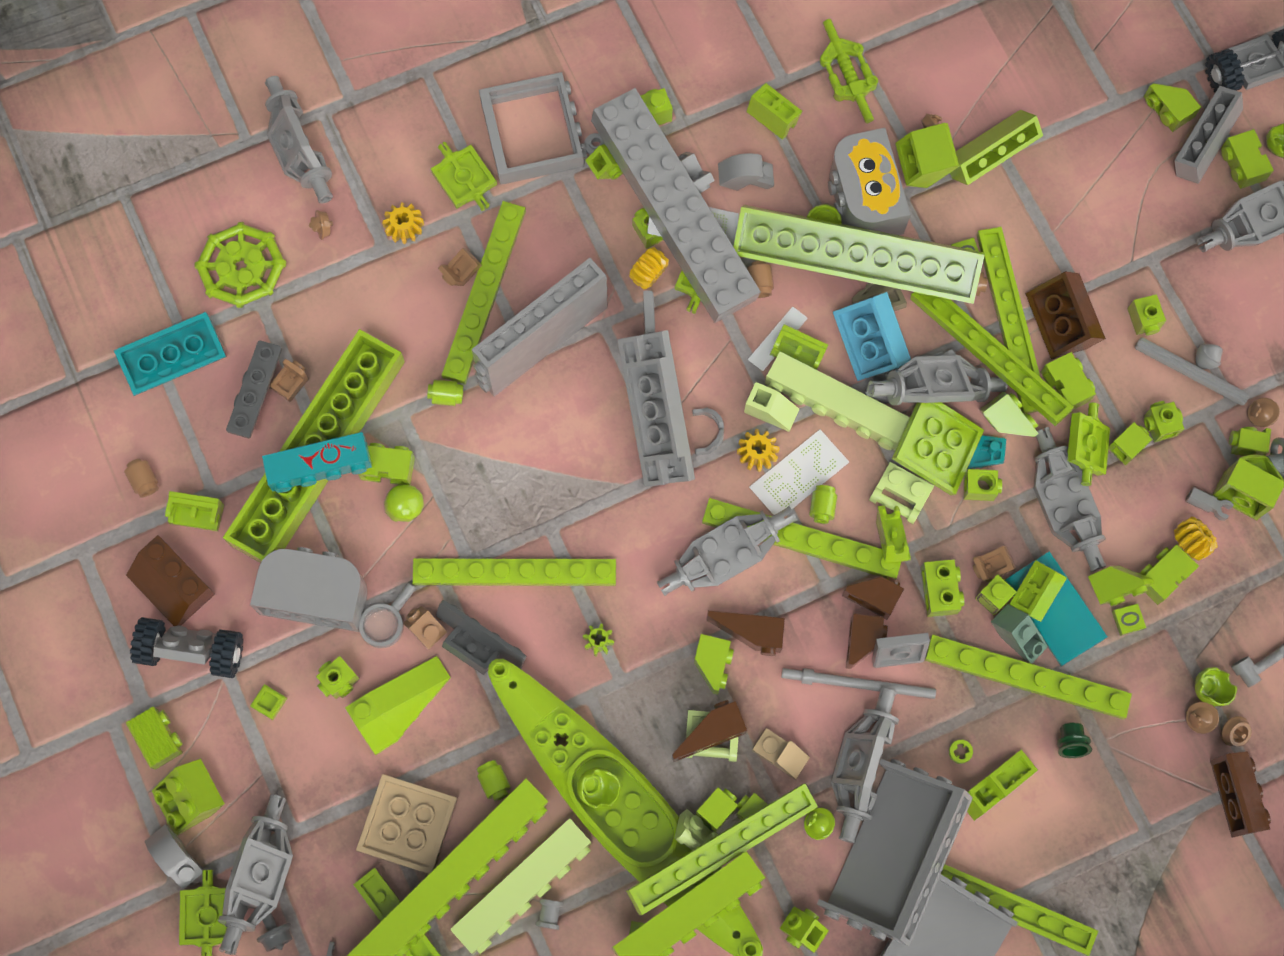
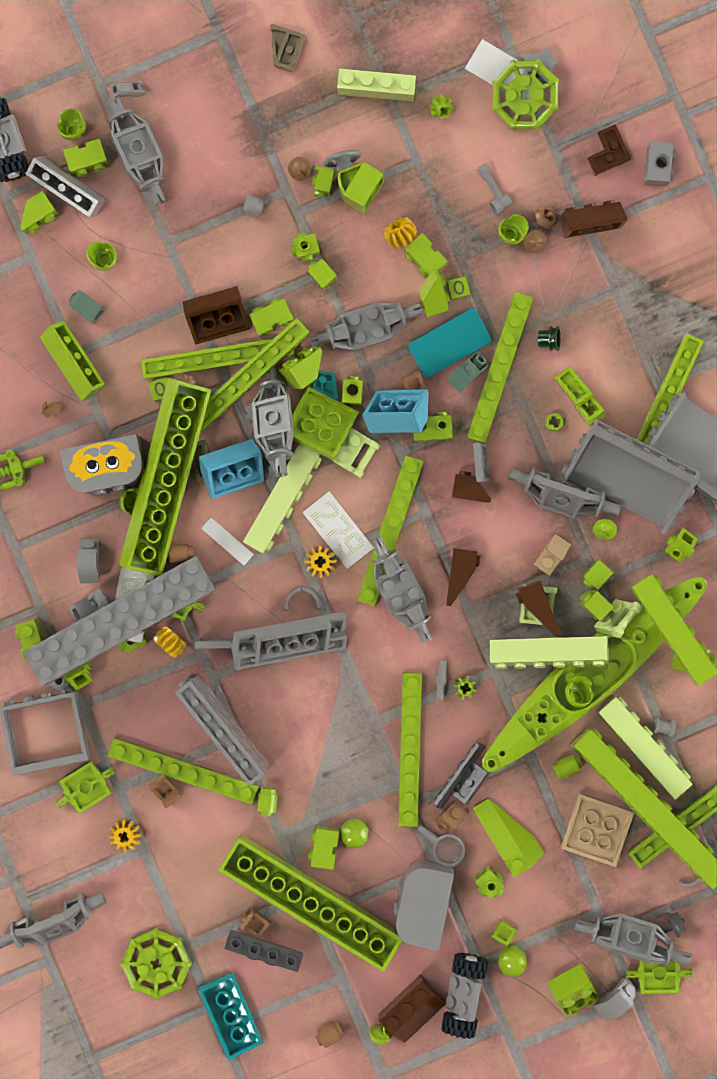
camera: 85 degrees left, 15 degrees up
(137, 539) = (379, 1034): none -> lime hat
(154, 737) = (529, 1016): lime brick -> none
(194, 511) = (357, 993): lime hinge -> none
(230, 714) = (512, 961): none -> lime hair
(317, 462) = (328, 902): teal brick -> none
(321, 224) = (124, 901): medium nougat hat -> none
(607, 610) = (441, 679): none -> light grey bar
(651, 747) = (549, 652): none -> yellowish green brick
(711, 660) = (483, 604): lime slope -> none
(721, 849) = (628, 603): lime plate -> none
(771, 407) = (287, 549): yellowish green slope -> none
(773, 111) = (34, 536): lime hinge -> none
(799, 346) = (239, 525): lime hinge -> none
(808, 676) = (495, 532): light grey bar -> none
(823, 504) = (364, 513): lime brick -> none
(876, 595) = (436, 476): reddish brown slope -> none
(892, 535) = (391, 462): lime hinge -> none
(927, 155) = (79, 416): lime slope -> none
(961, 538) = (397, 411): none -> medium azure slope
(995, 595) = (439, 387): lime brick -> none
(1038, 590) = (439, 356): lime hinge -> none
(1063, 160) = (86, 306): none -> sand green slope
(1089, 444) = (323, 307): lime plate -> none
(1127, 178) = (101, 255): none -> lime hair
(1146, 315) = (218, 251): lime brick -> none
(1192, 371) = (263, 220): light grey axle -> none
(1208, 503) = (369, 219): light grey bar -> none

